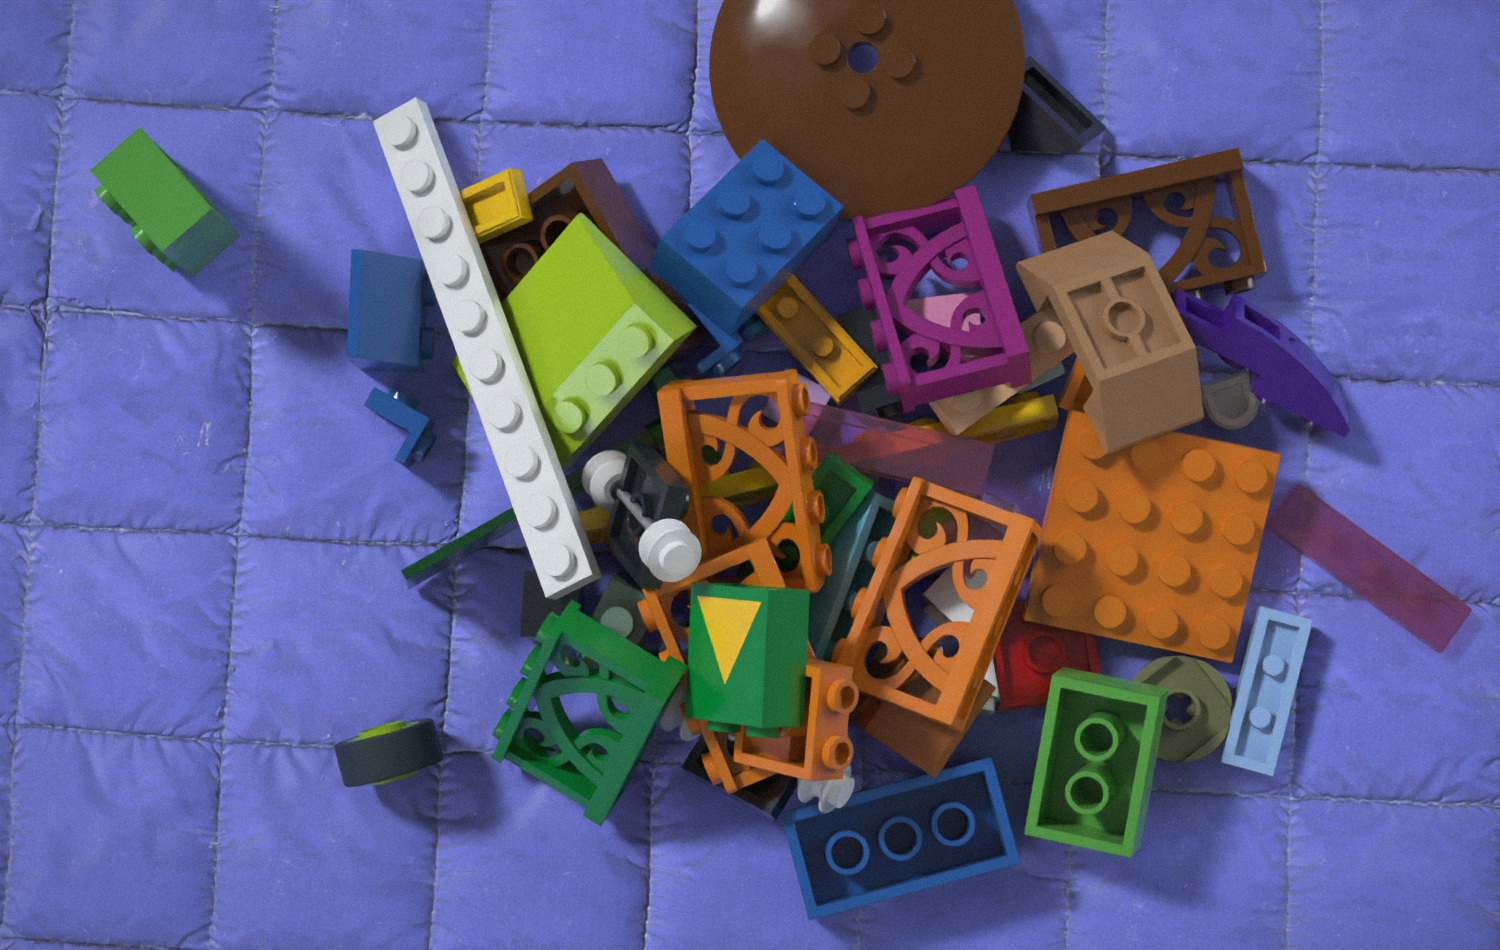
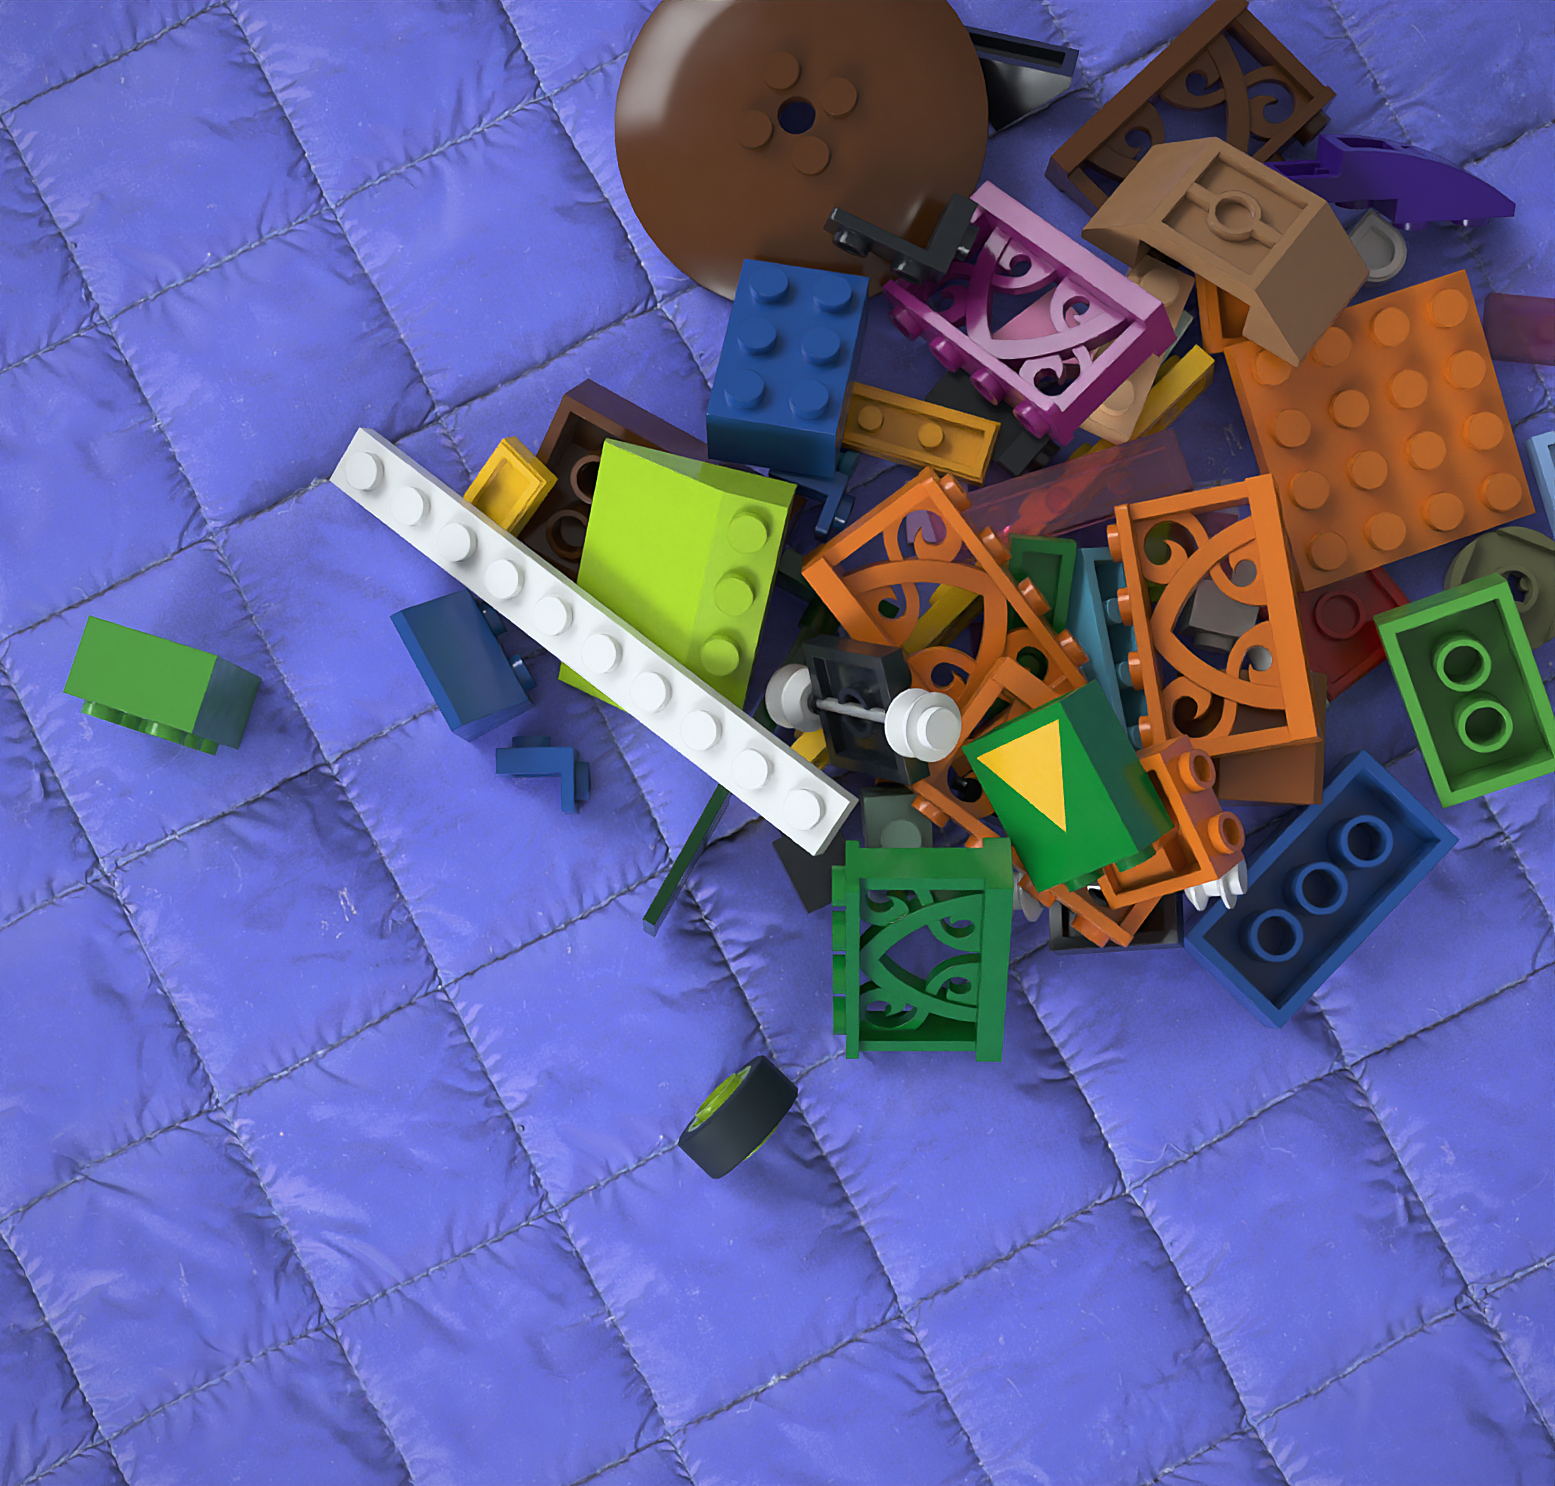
camera: 30 degrees left, 0 degrees up
(919, 212) = (949, 240): none -> black bracket

